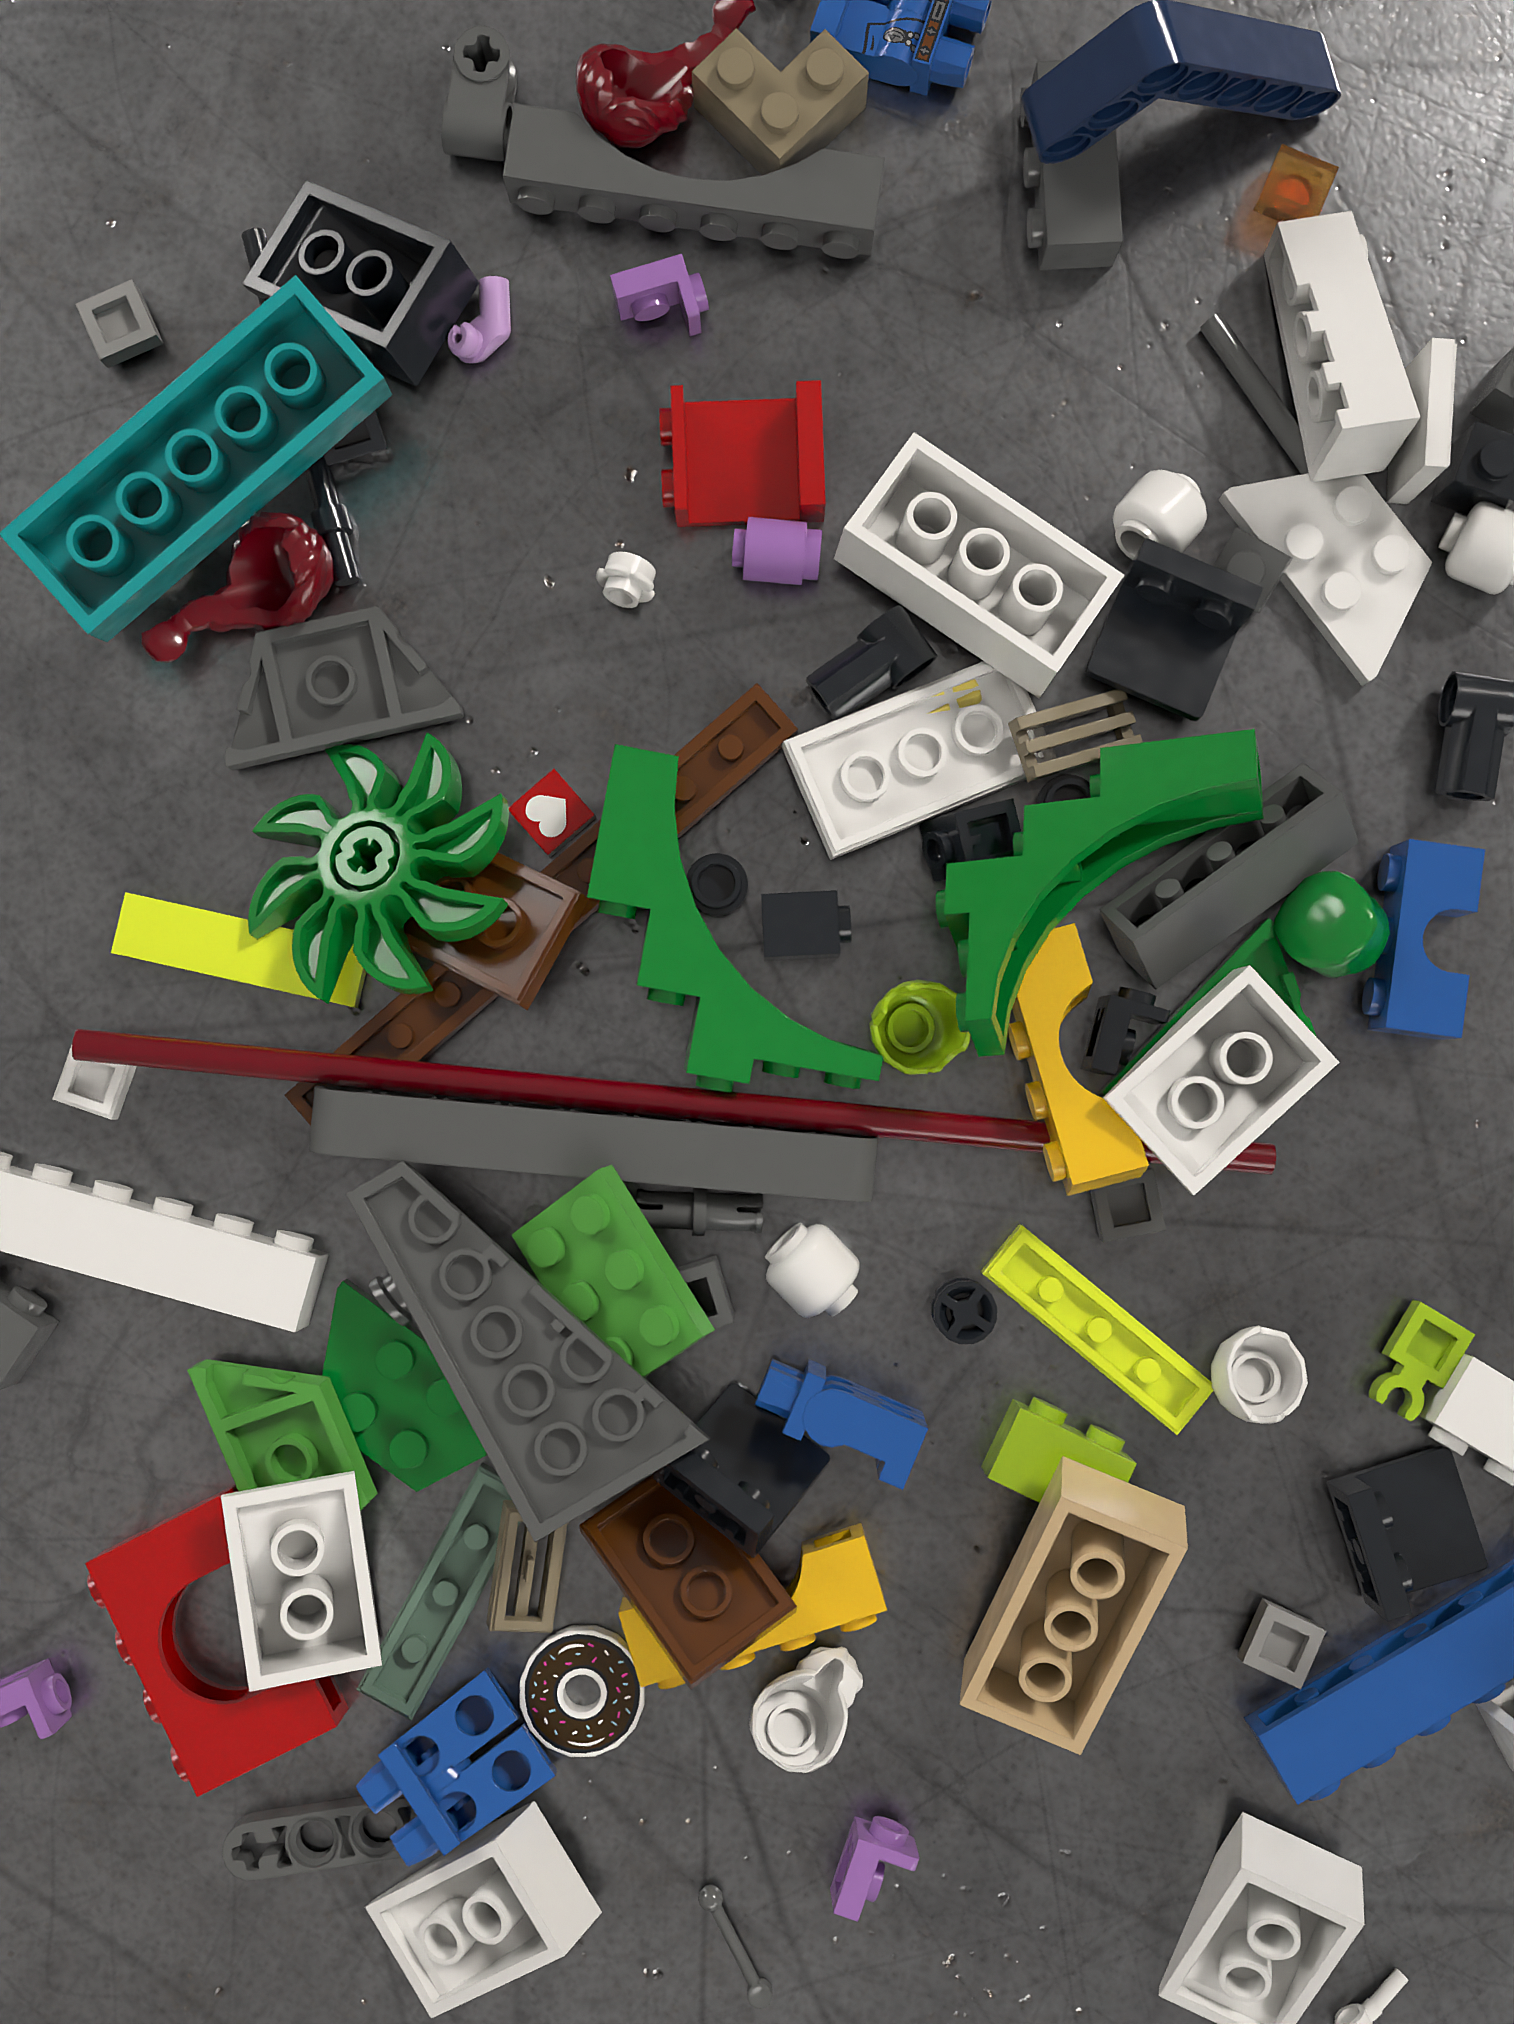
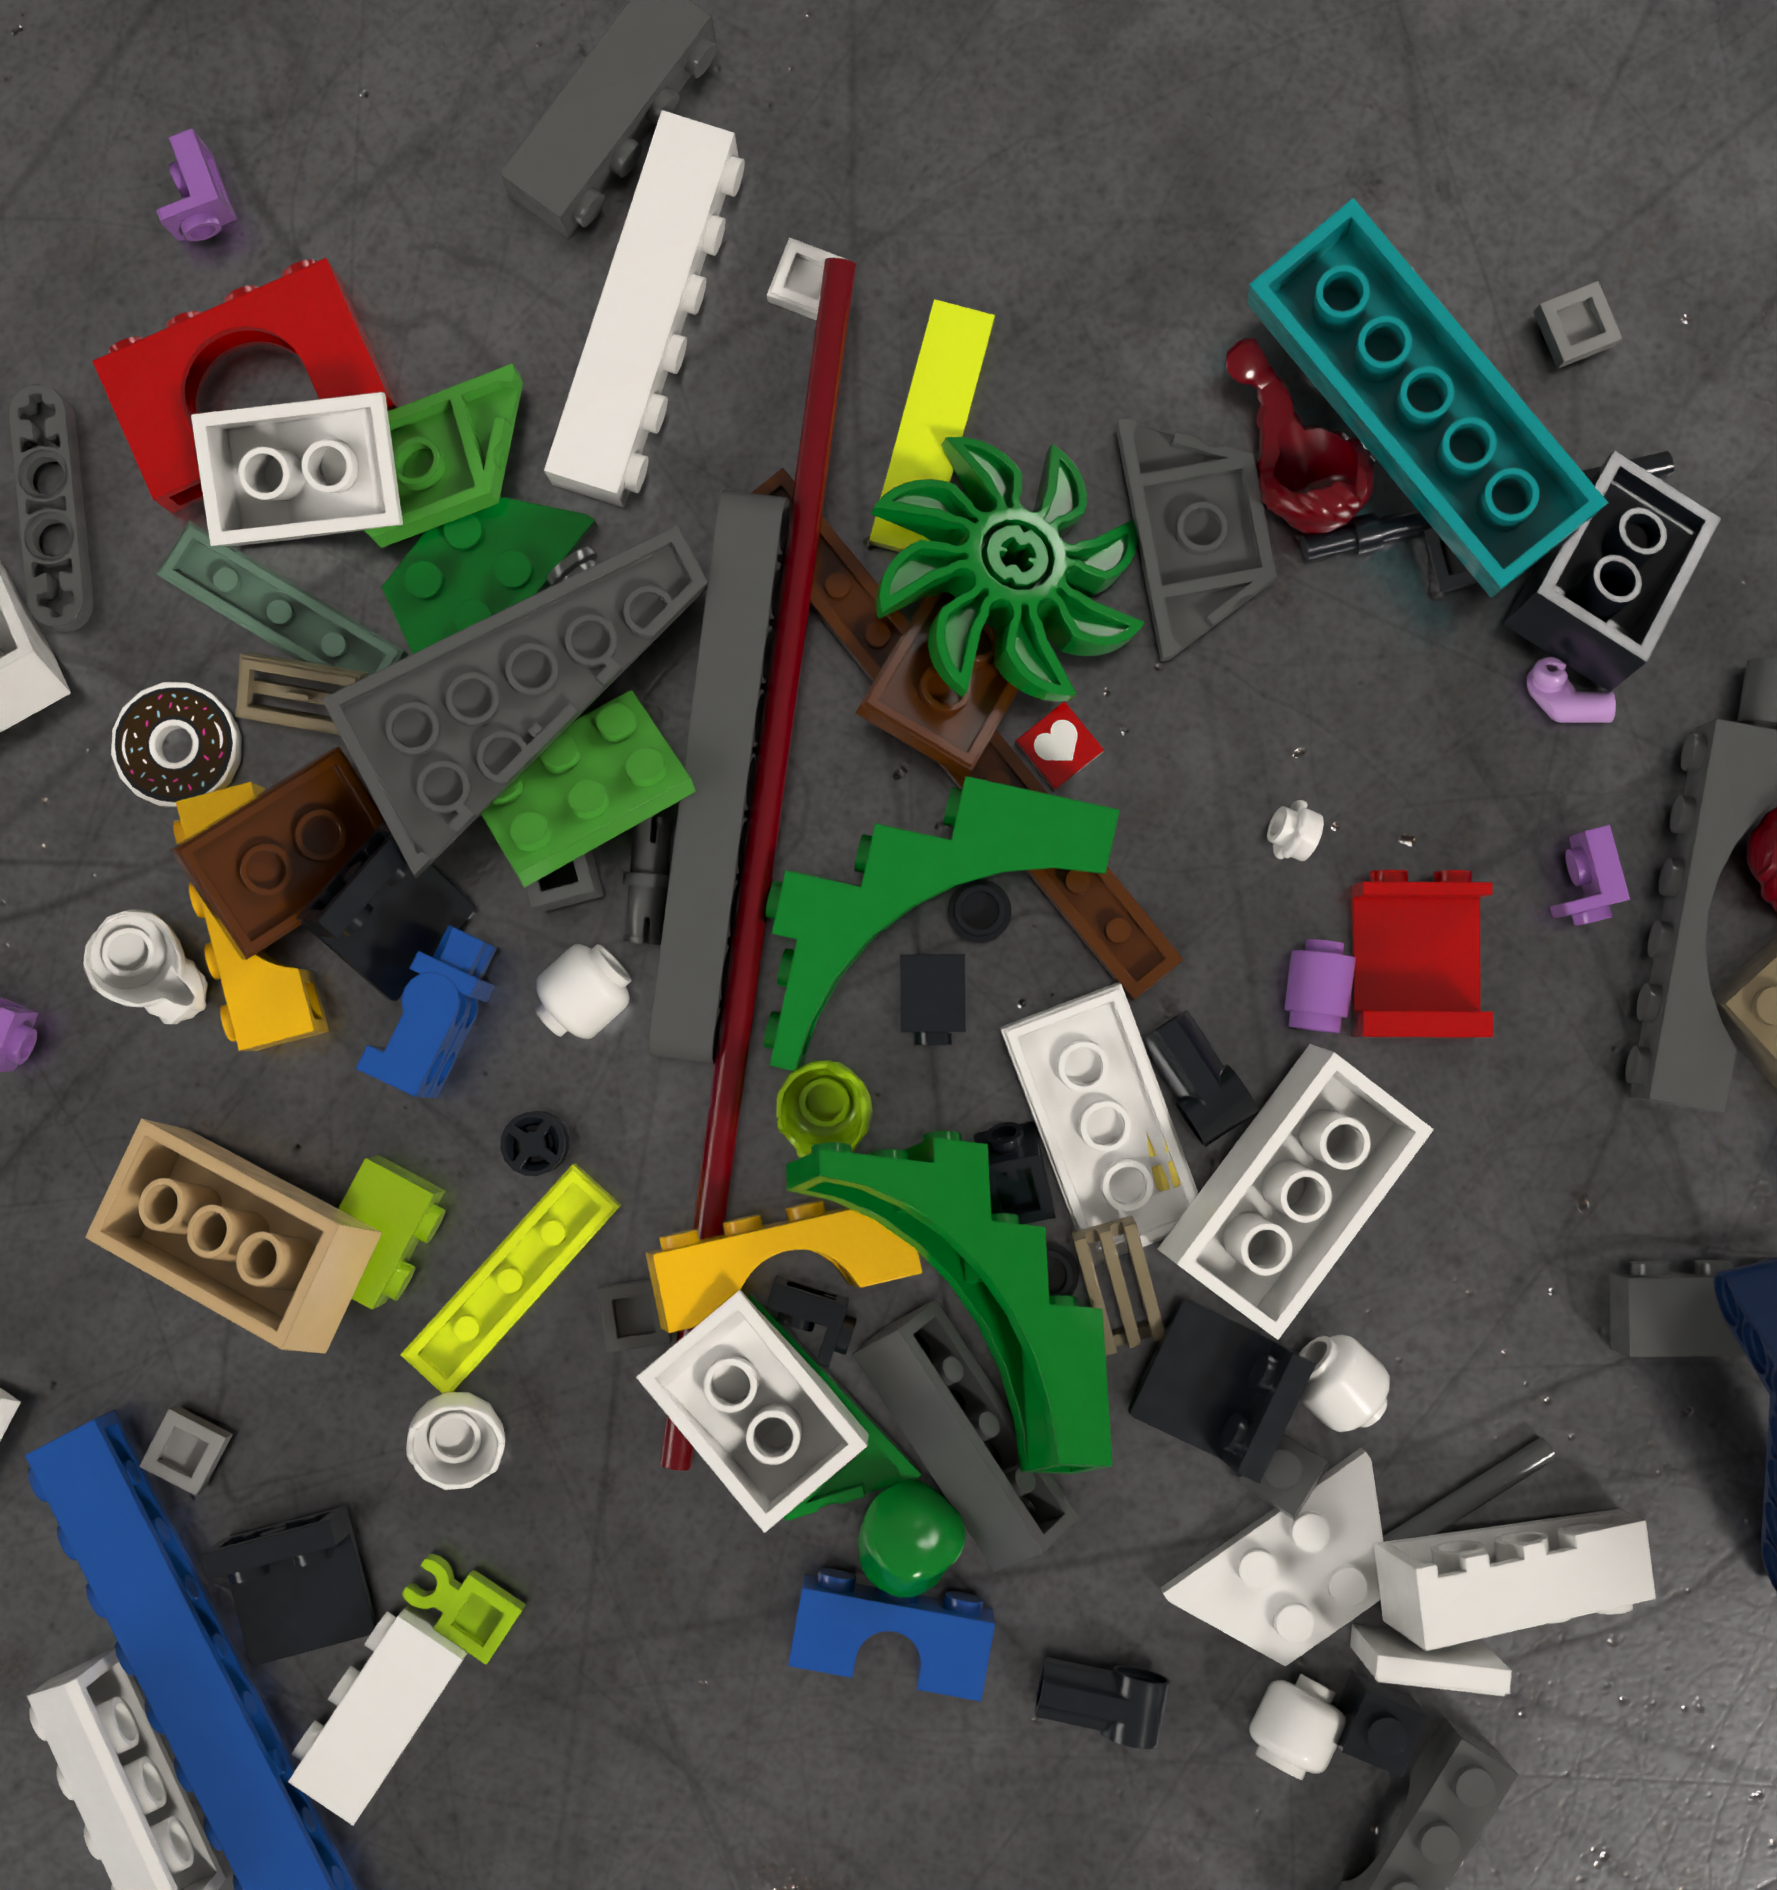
camera: 90 degrees right, 0 degrees up
(441, 1782) = (93, 600): blue hips -> none
(1295, 186) = (1686, 1544): clear orange plate -> none

